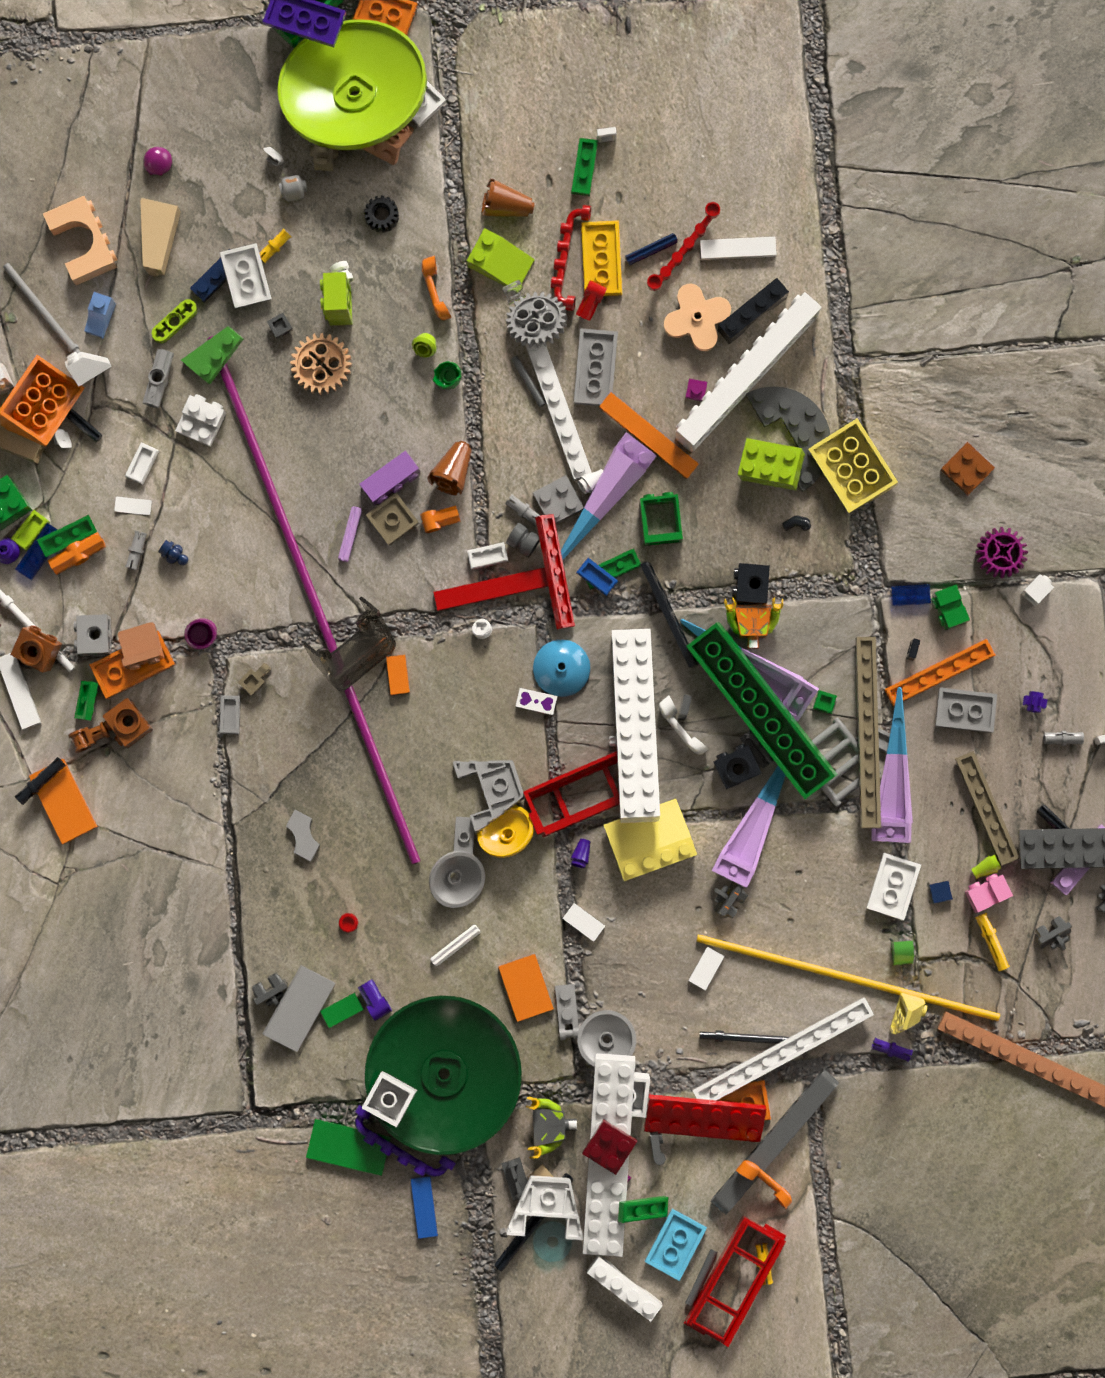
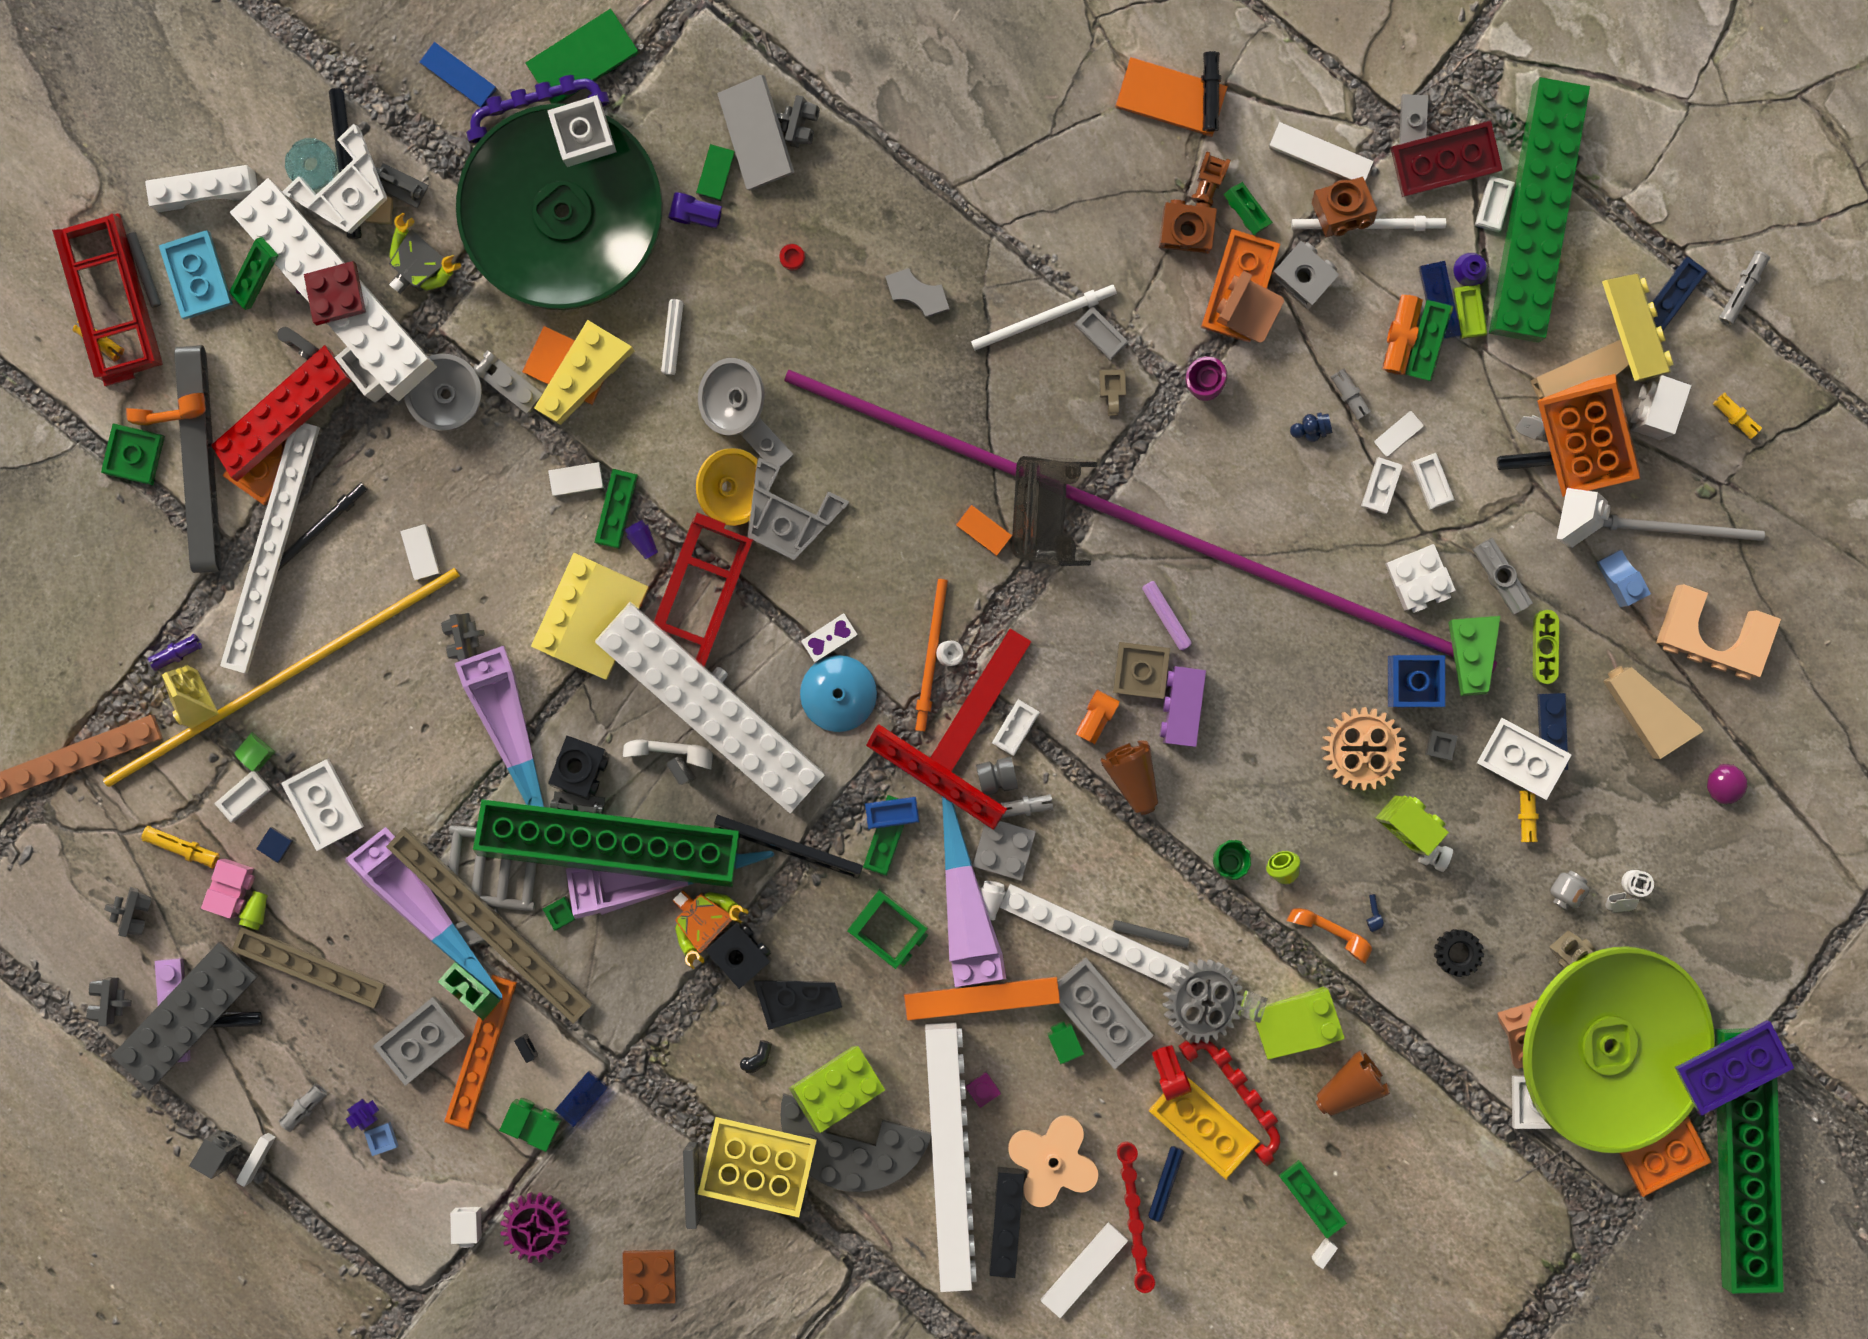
camera: 130 degrees right, 5 degrees up
(170, 487) = (1381, 485): none -> white plate
(217, 738) = (1089, 299): none -> white bar
(256, 161) = (1633, 880): none -> white wheel
(258, 369) = (1416, 681): none -> blue brick
(406, 271) = (1375, 922): none -> dark blue hand
(511, 974) = (582, 371): none -> light yellow wedge
(522, 616) = (924, 704): none -> orange bar
(578, 884) = (616, 509): none -> green tile
(629, 370) = (1064, 1042): none -> green brick
(746, 532) = (795, 1000): none -> black wing
(807, 1181) = (132, 454): none -> green tile
(896, 491) = (691, 1185): none -> dark grey tile
(911, 701) = (469, 991): none -> green brick
(932, 935) = (243, 796): none -> white tile
(1037, 679) = (381, 1139): none -> medium blue plate

